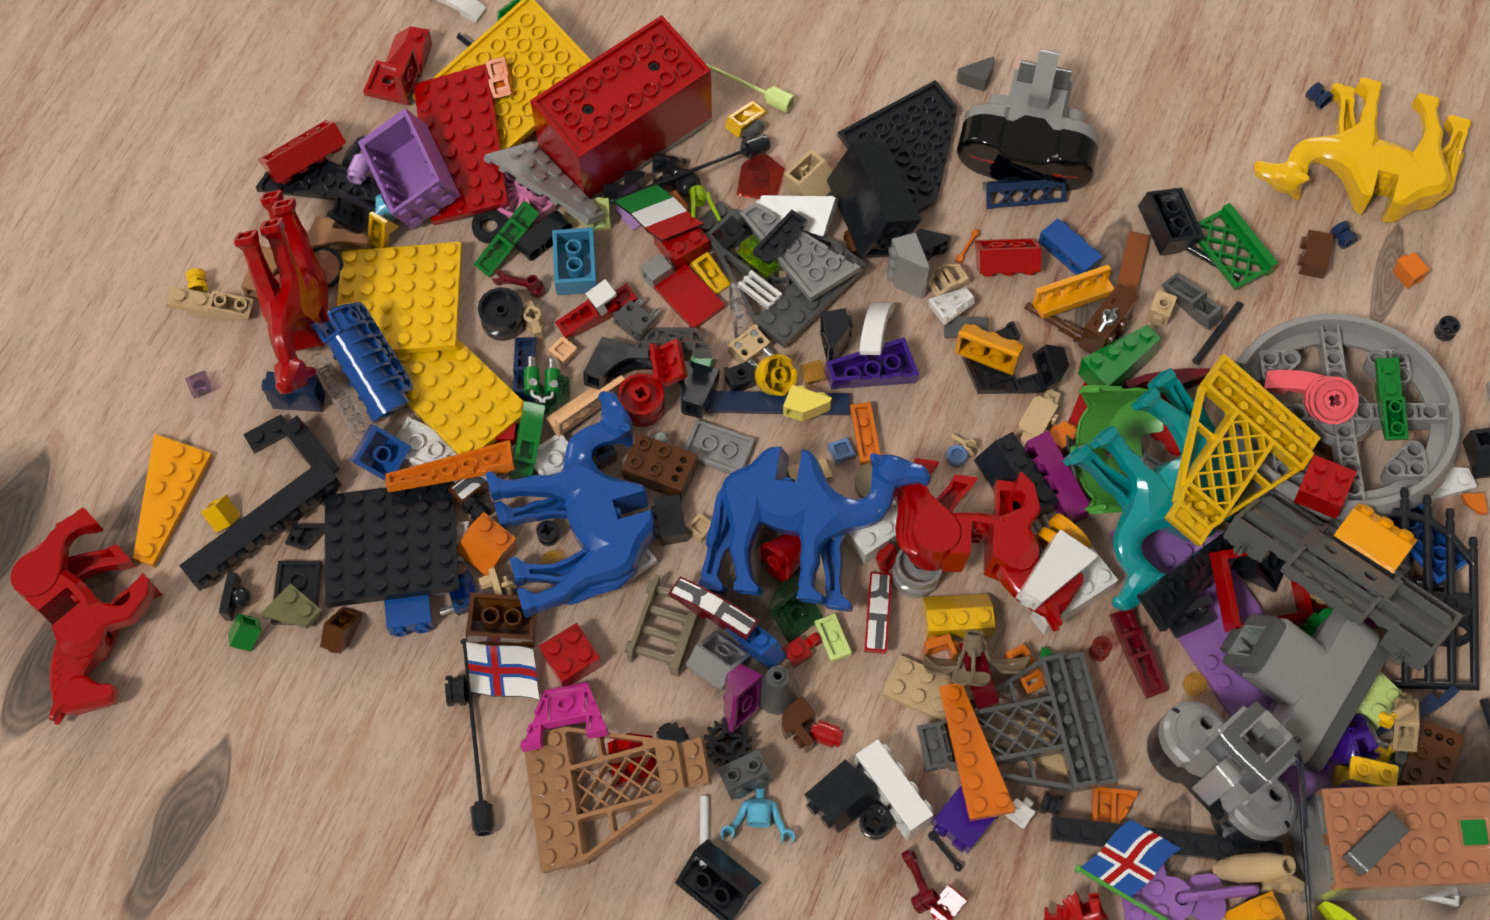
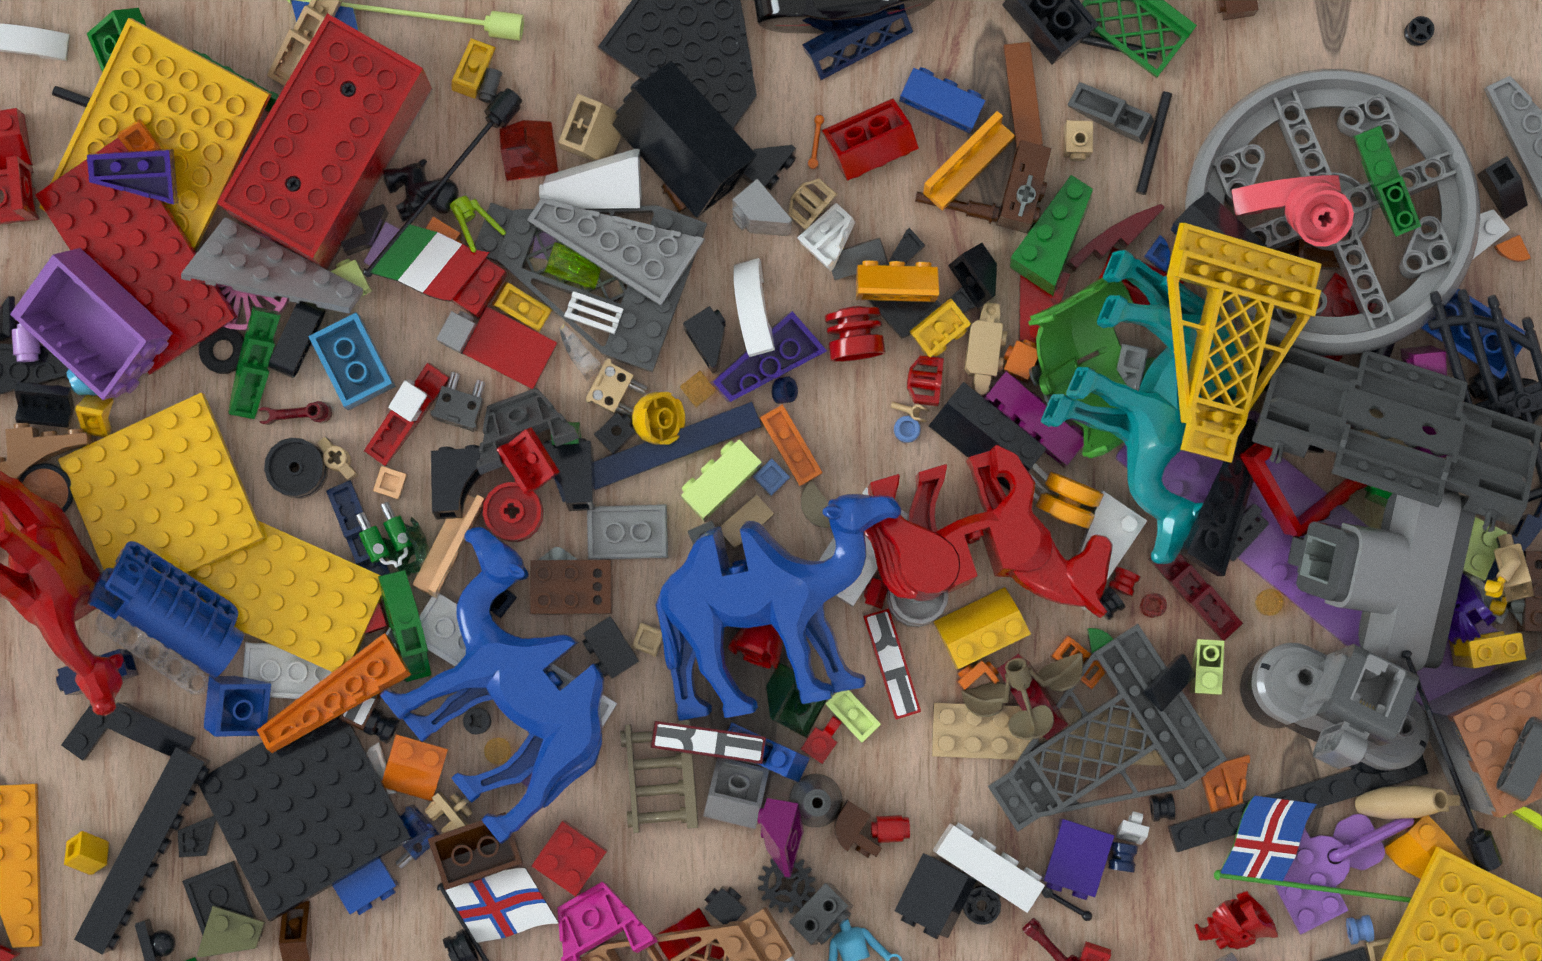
camera: 30 degrees left, 20 degrees up
(487, 81) = (137, 172): none -> dark purple wedge
(729, 232) = (526, 254): black brick -> none
(780, 237) = (592, 239): black plate -> none
(804, 430) = (720, 479): none -> yellowish green brick
(805, 404) = (706, 442): light yellow slope -> none
(876, 394) = (784, 390): none -> dark blue tile
(944, 372) = (855, 334): none -> red wheel
(977, 770) = (1073, 813): orange wing -> none
(984, 426) = (925, 380): none -> red piece
(1005, 829) = (1123, 857): none -> dark blue wheel
(1009, 392) = (940, 328): none -> yellow bracket
(1056, 567) = (1077, 556): white slope -> none
(1066, 634) = (1111, 603): none -> black wheel
(1083, 622) = (1124, 581): none -> red wheel
(1093, 702) = (1170, 682): none -> black slope
(1127, 710) = (1208, 667): none -> yellowish green slope
(1325, 486) = (1345, 328): red brick -> none
(1376, 537) = (1420, 370): light orange slope -> none

